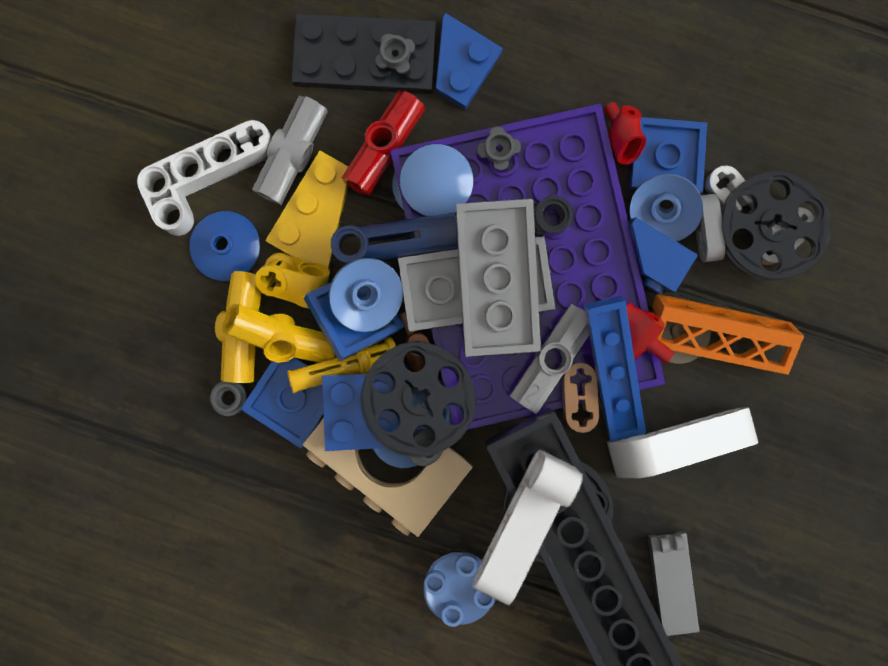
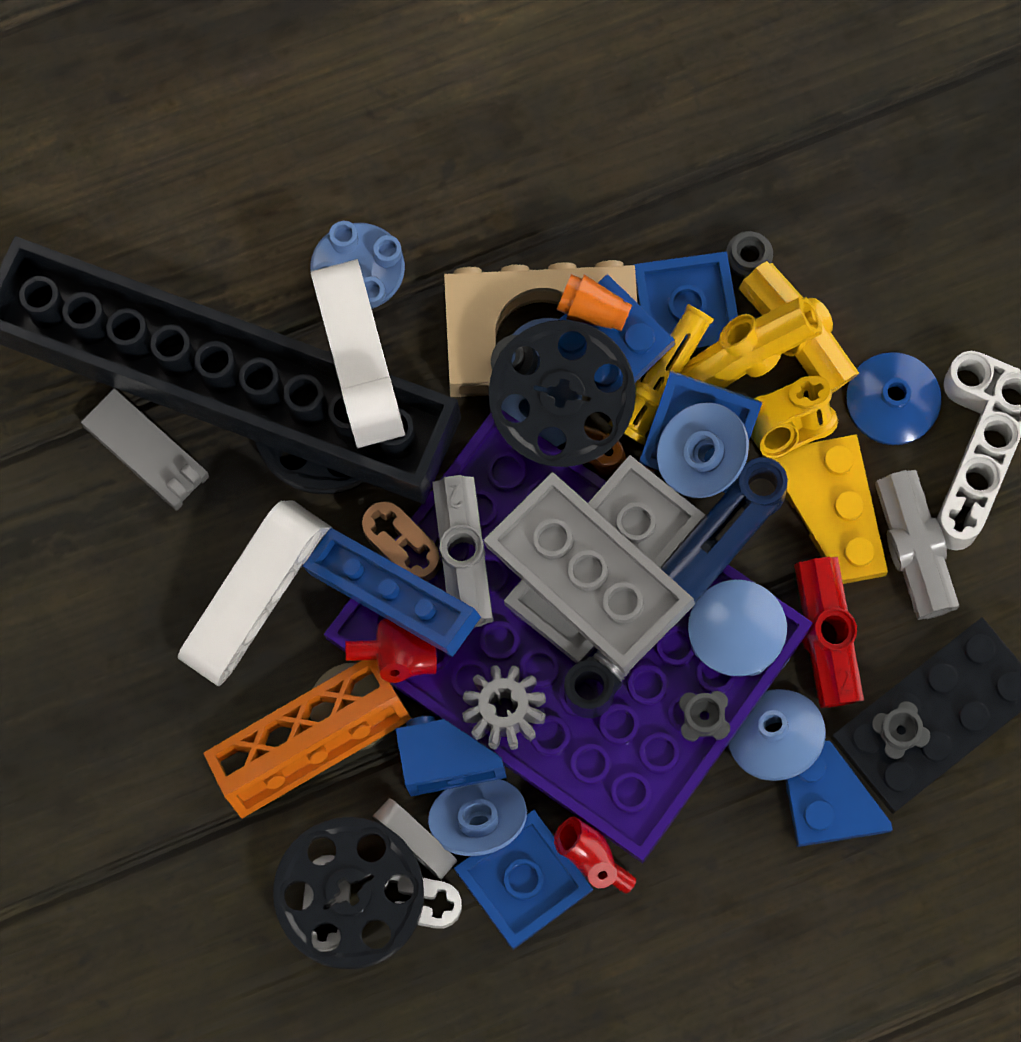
camera: 140 degrees right, 10 degrees down
(353, 436) = (593, 304): none -> orange cone
(456, 96) = (782, 752): none -> medium blue dish
(595, 243) = (522, 701): none -> light grey gear

